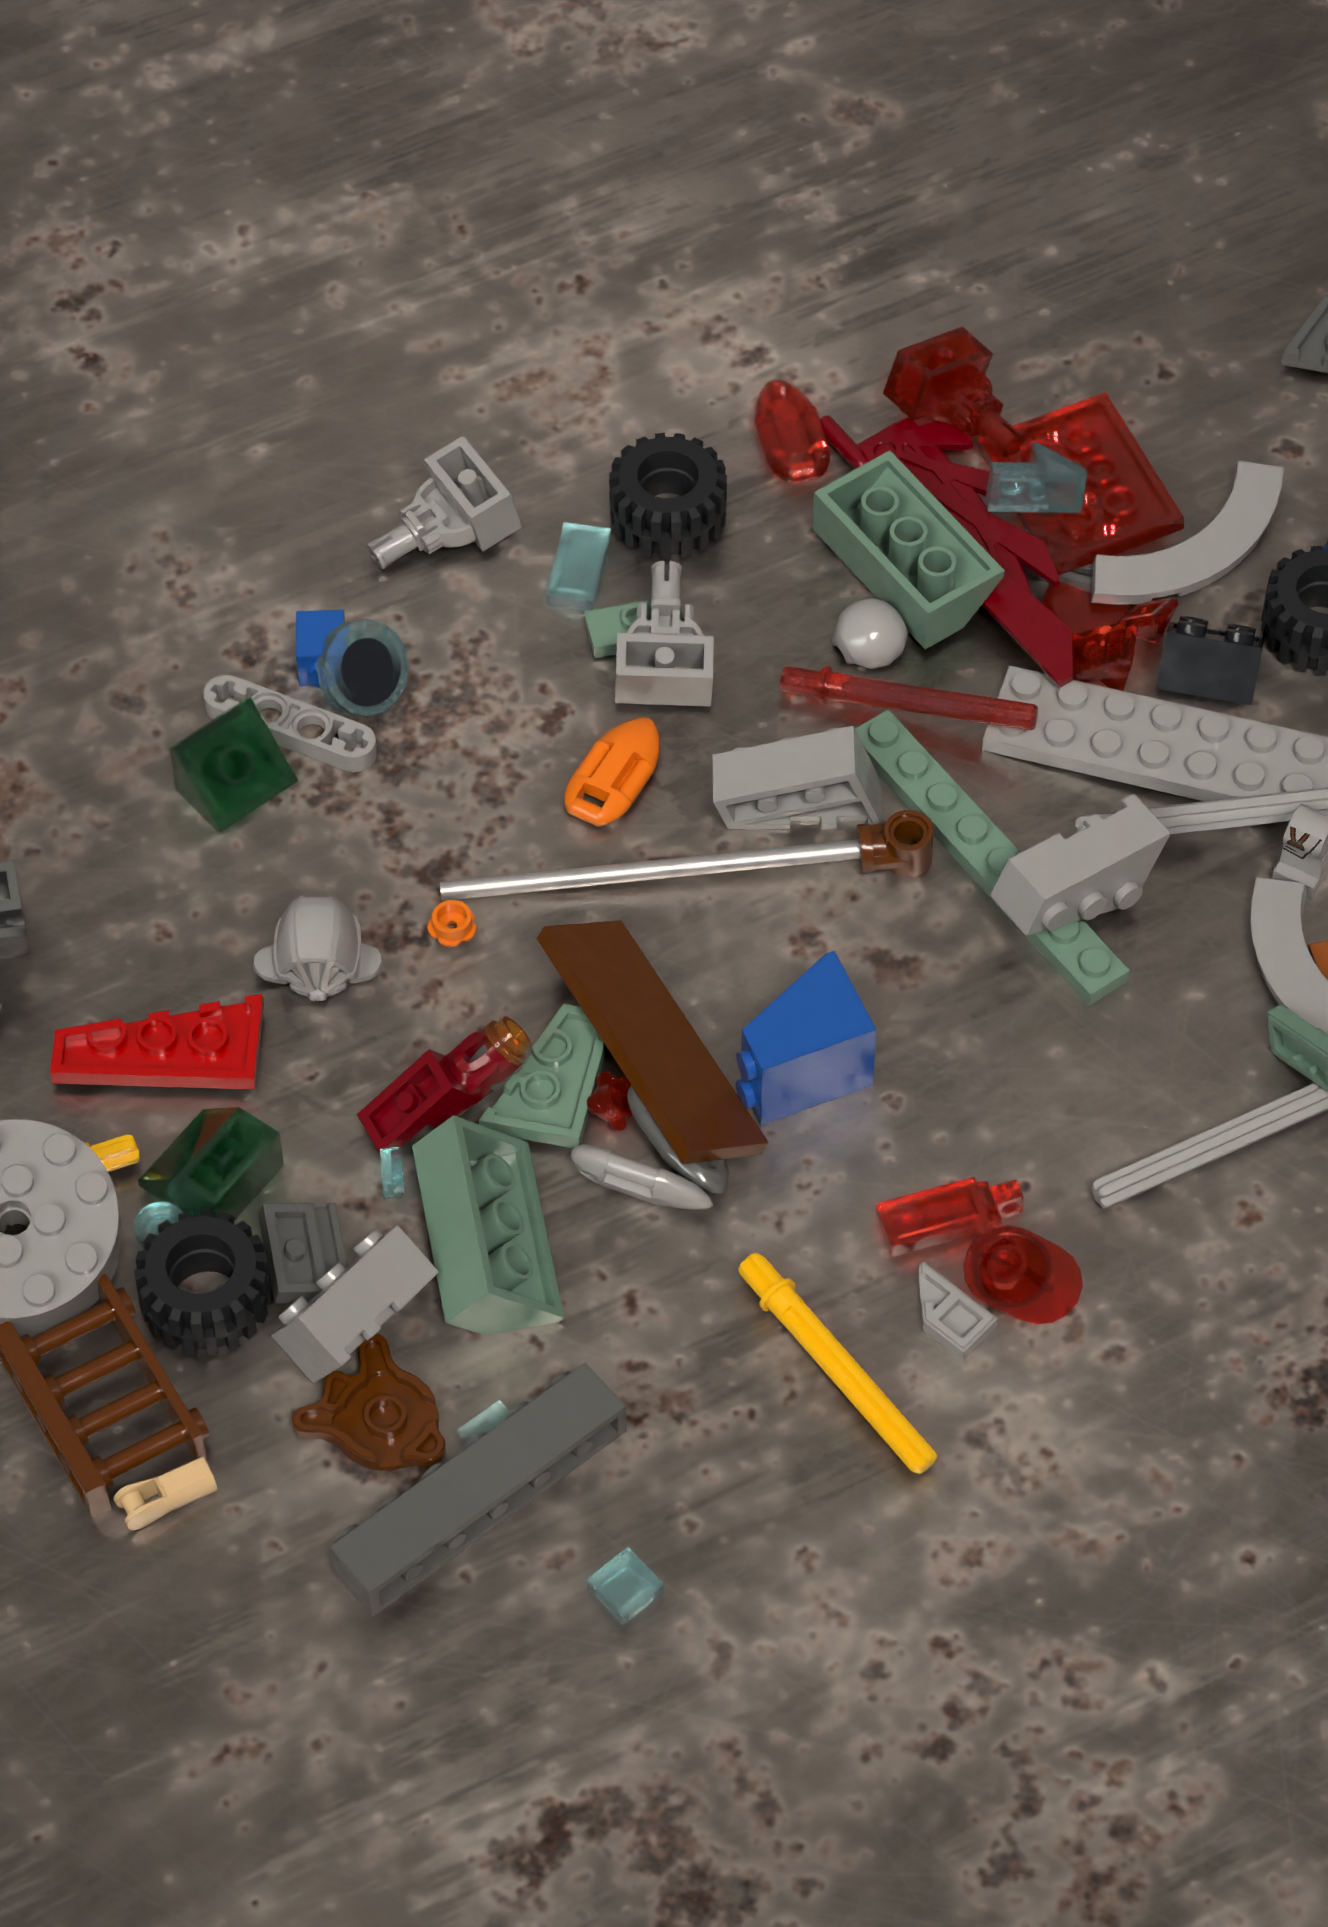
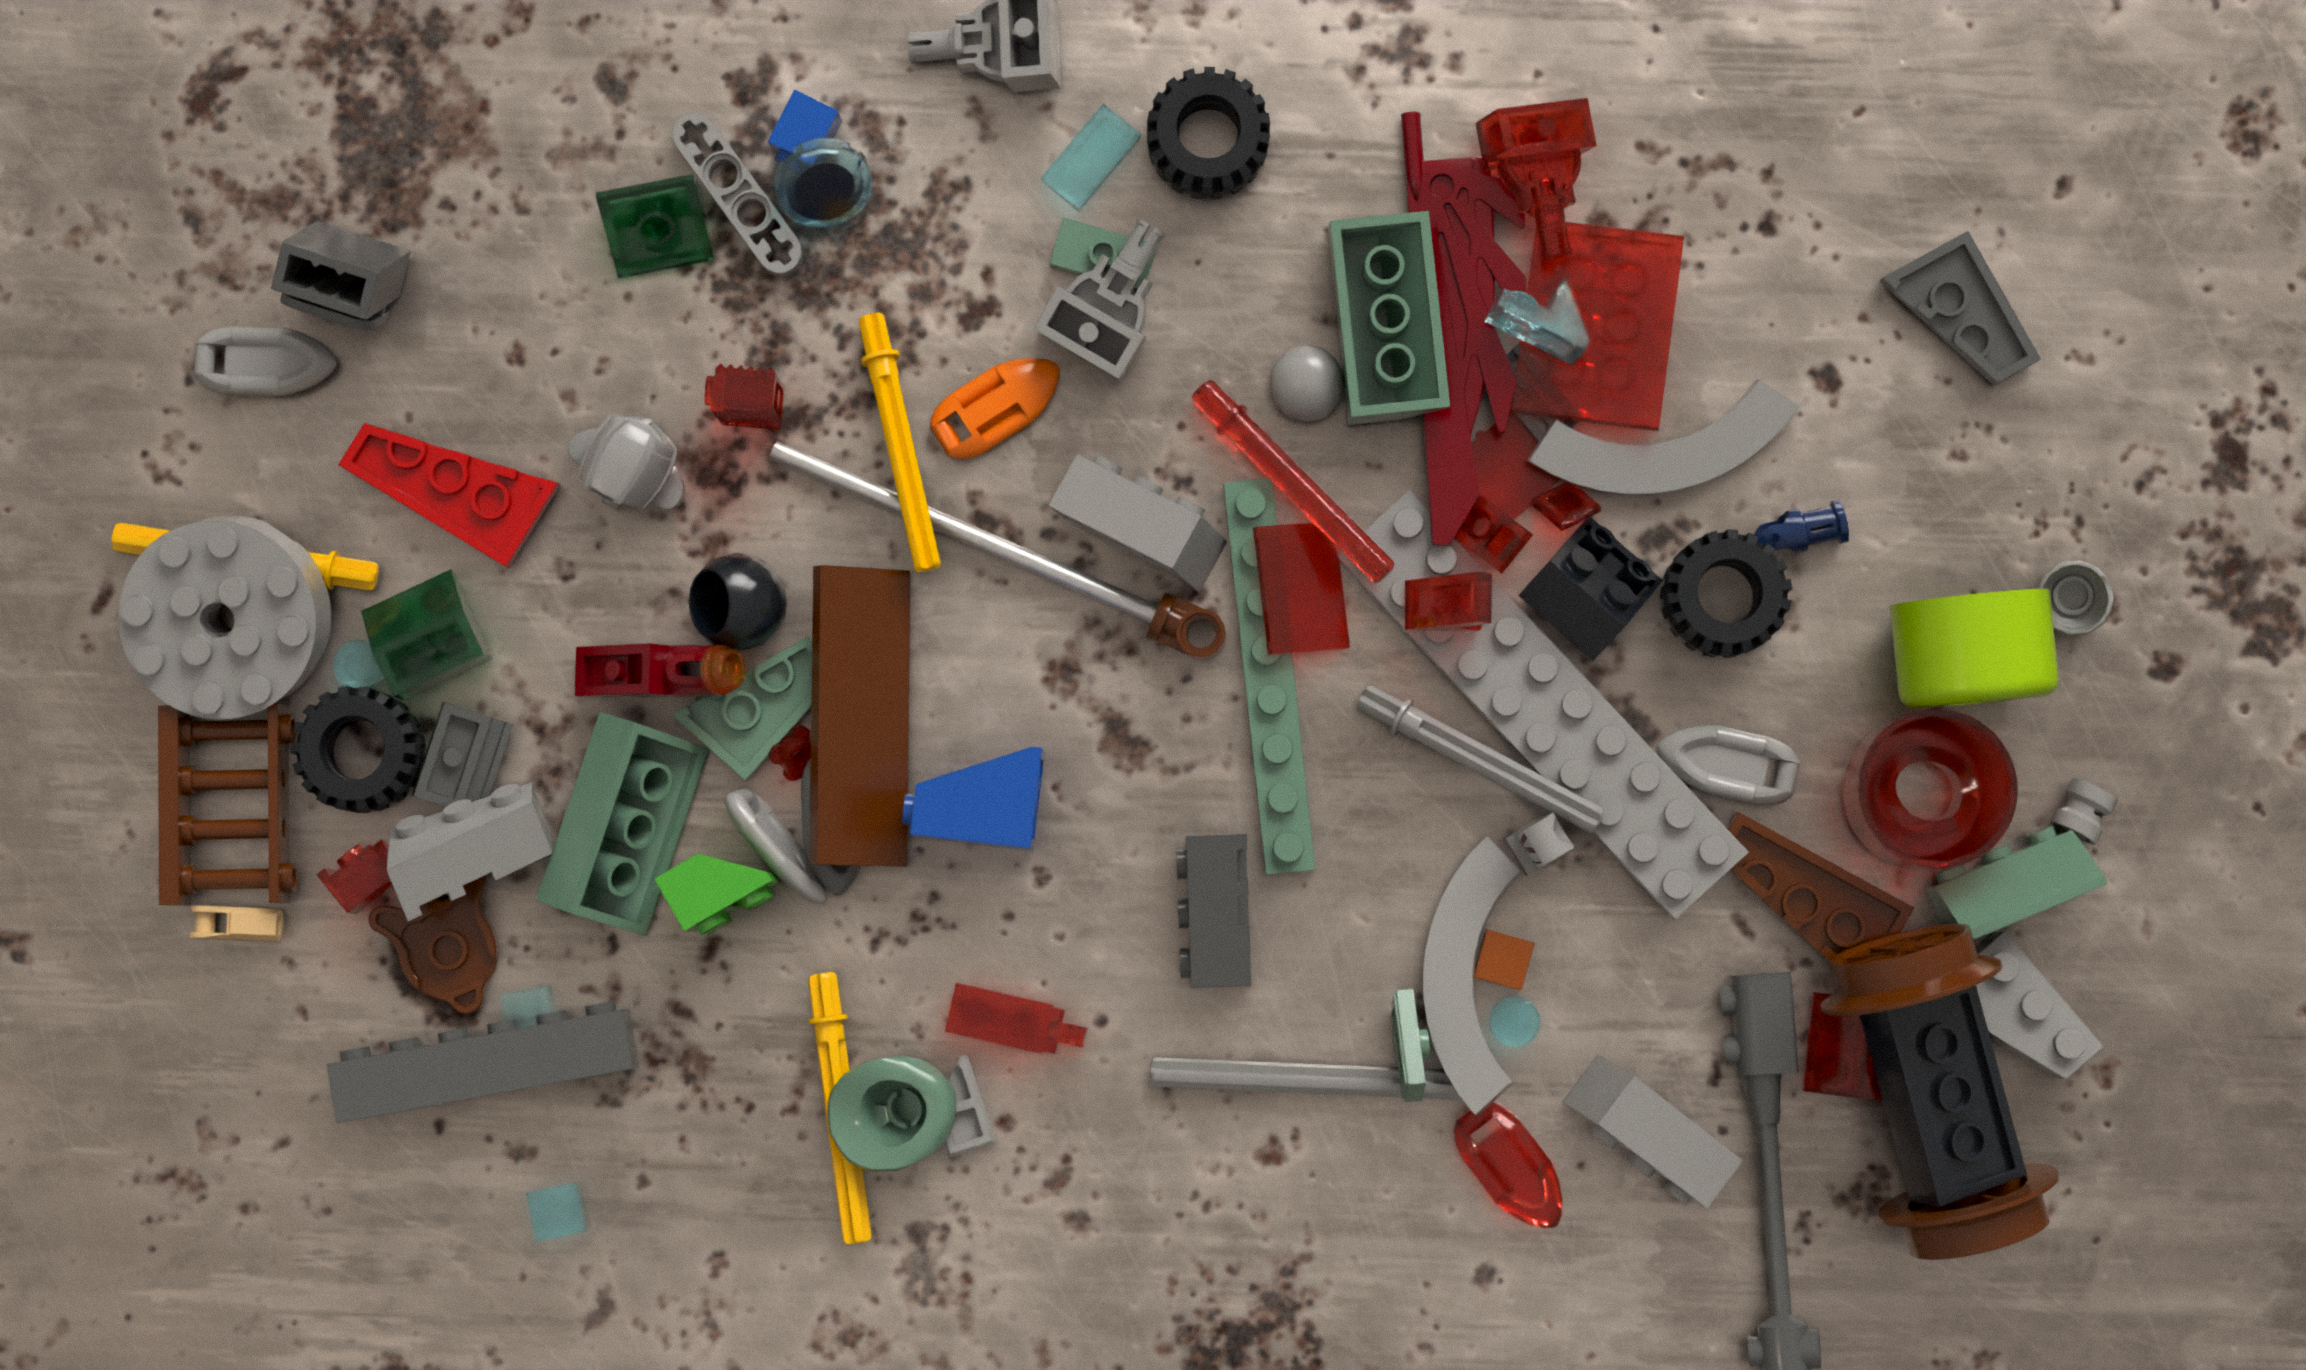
camera: 30 degrees right, 30 degrees up
(266, 1390) = (360, 878): none -> clear red brick
(392, 1172) = (573, 724): clear light blue tile -> none
(395, 842) = (745, 397): none -> clear red brick
(452, 913) = (753, 484): orange plate -> none
(484, 988) = (737, 601): none -> black helmet
(494, 780) = (884, 376): none -> yellow axle
(608, 1223) = (709, 888): none -> bright green slope
(791, 433) = (1370, 111): clear red piece -> none
(885, 1328) = (891, 1113): none -> sand green hat
(969, 773) = (1300, 589): none -> clear red piece
(1022, 1274) = (1033, 1116): clear red piece -> none
(1063, 1031) = (1215, 911): none -> dark grey wedge
(1082, 874) = (1318, 768): light grey wedge -> none
(1104, 704) = (1449, 602): none -> clear red slope

